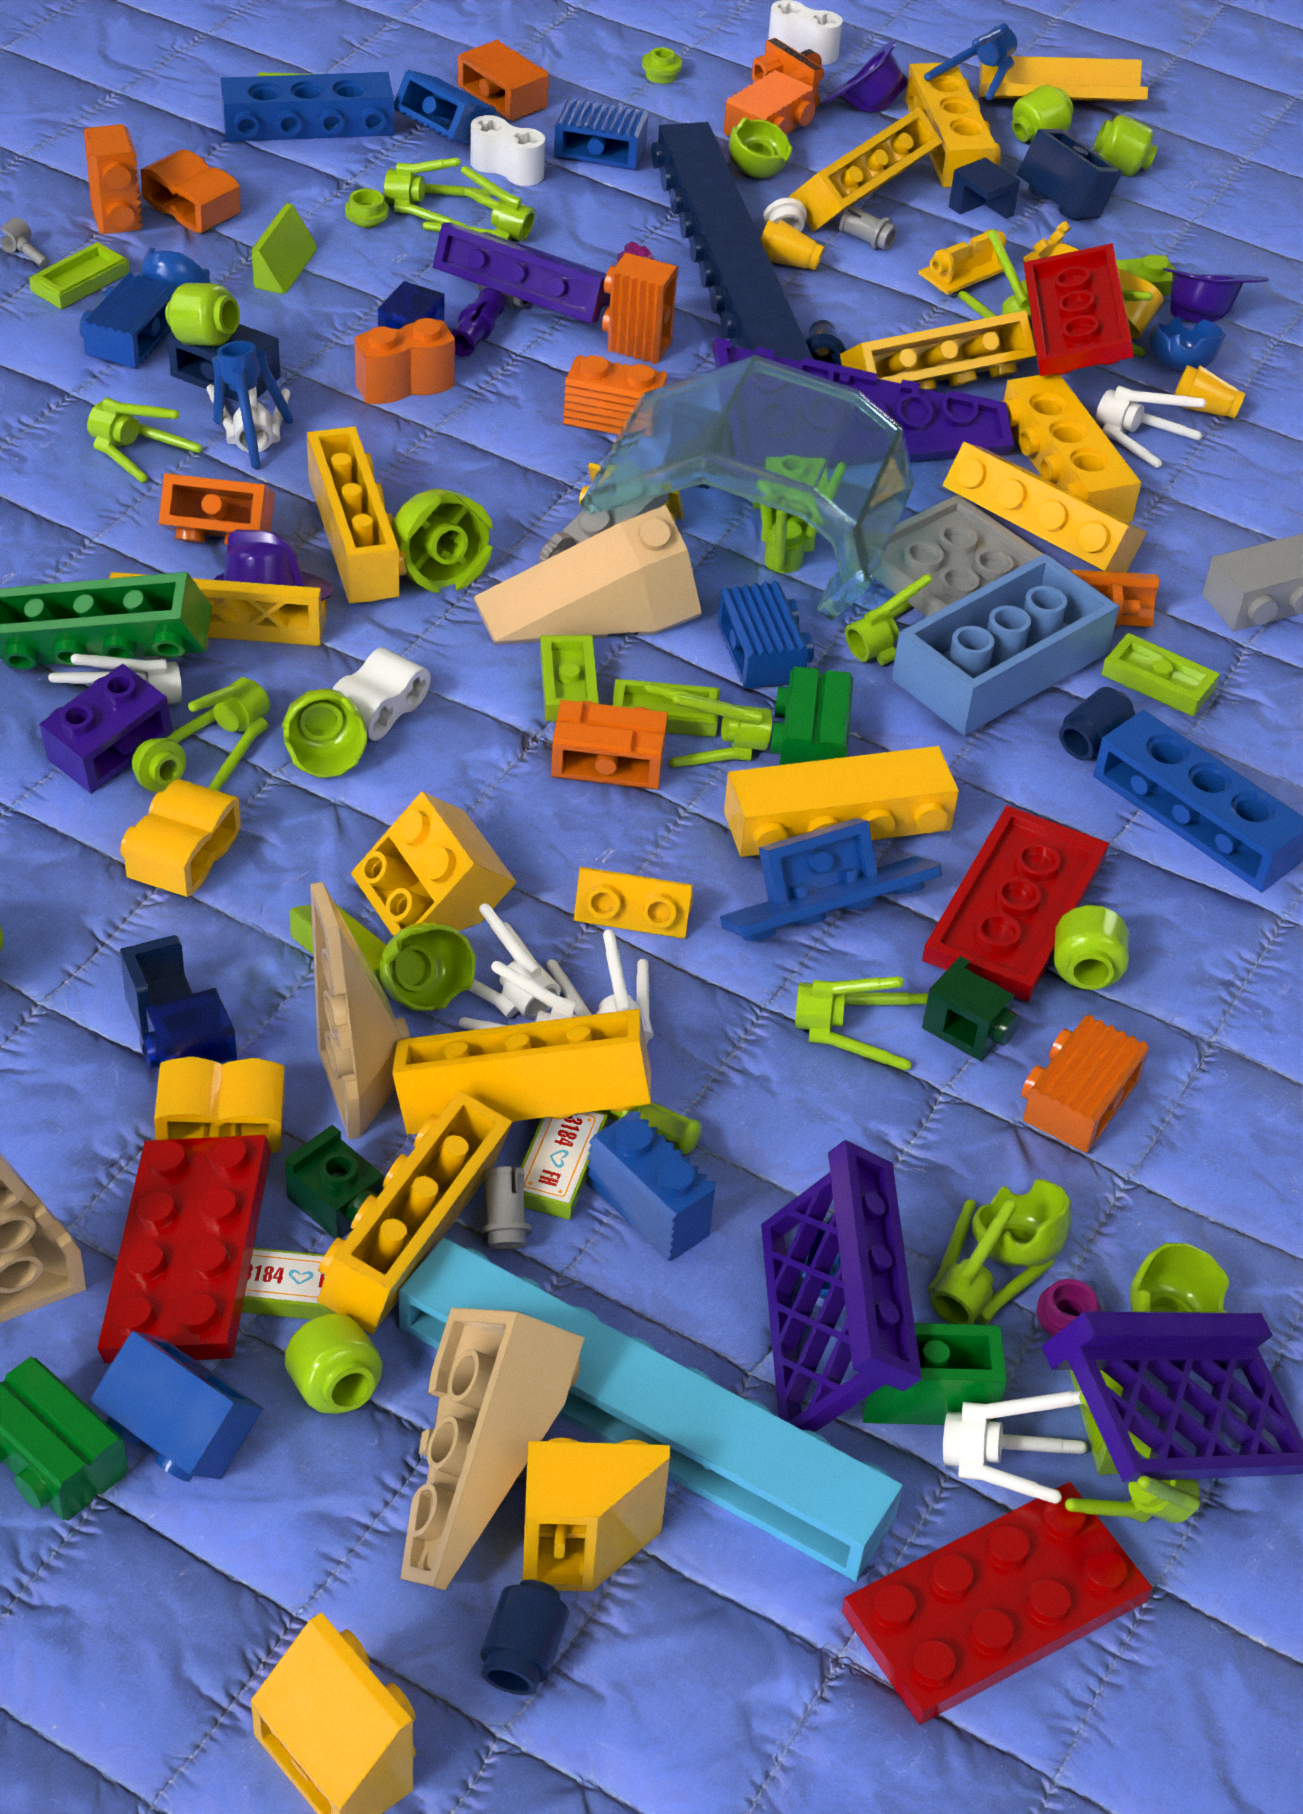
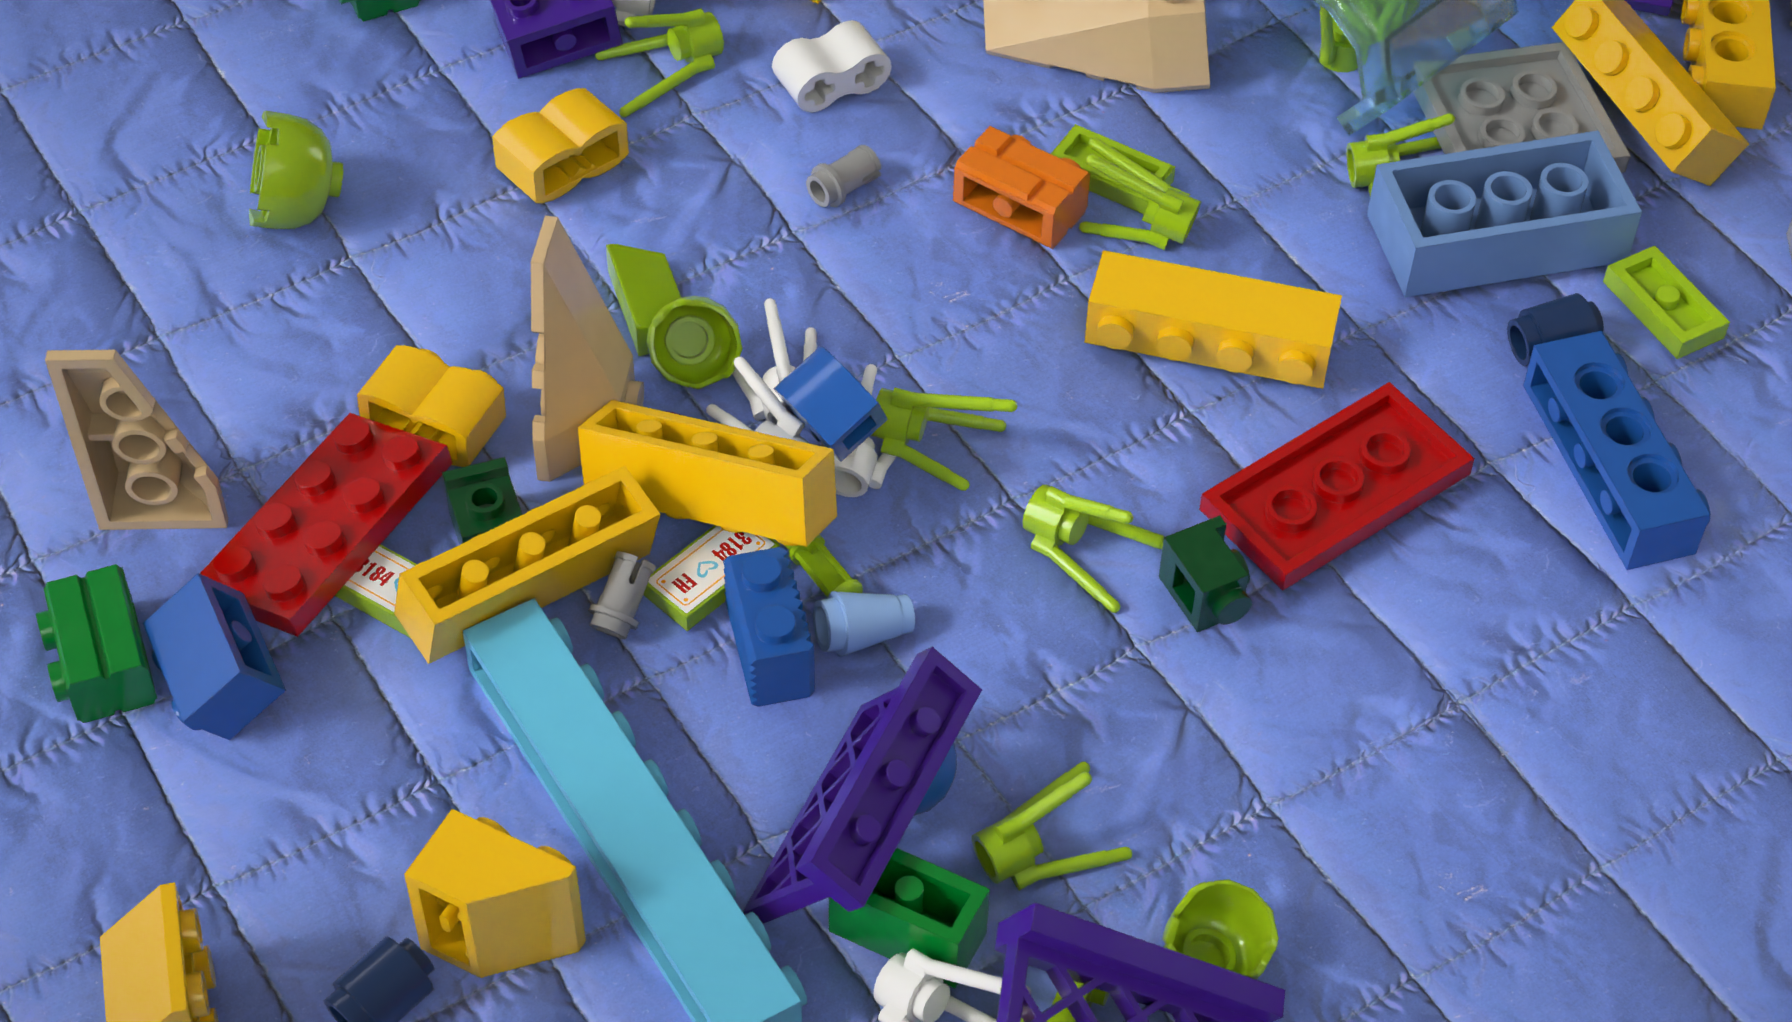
camera: 30 degrees right, 5 degrees up
(149, 759) = (584, 56): lime plate -> none
(153, 975) = (448, 276): dark blue panel -> none
(189, 1028) = (449, 325): clear blue brick -> none
(324, 733) = (749, 87): lime hair -> none
(333, 1364) = (375, 675): lime head -> none
(432, 869) = (769, 247): yellow slope -> none
(453, 778) = (834, 181): none -> light grey pin
(497, 1388) = (485, 759): tan wedge -> none
(567, 671) = (1032, 101): lime plate -> none
(599, 969) = (831, 403): none -> blue brick
(633, 902) = (942, 350): yellow hinge -> none
(648, 965) = (908, 417): none -> lime plant
(723, 1148) = (860, 620): none -> light blue cone
(763, 633) = (1254, 126): blue brick -> none
(814, 714) = (1247, 226): green brick -> none
(824, 873) = (1146, 385): blue bracket -> none
(1035, 1228) = (1113, 809): lime hair -> none
(1061, 1297) = (1109, 893): magenta plate -> none
(1084, 1082) = (1276, 692): orange brick -> none
(1091, 947) = (1377, 558): lime head -> none
(1130, 591) = (1671, 203): orange hips -> none

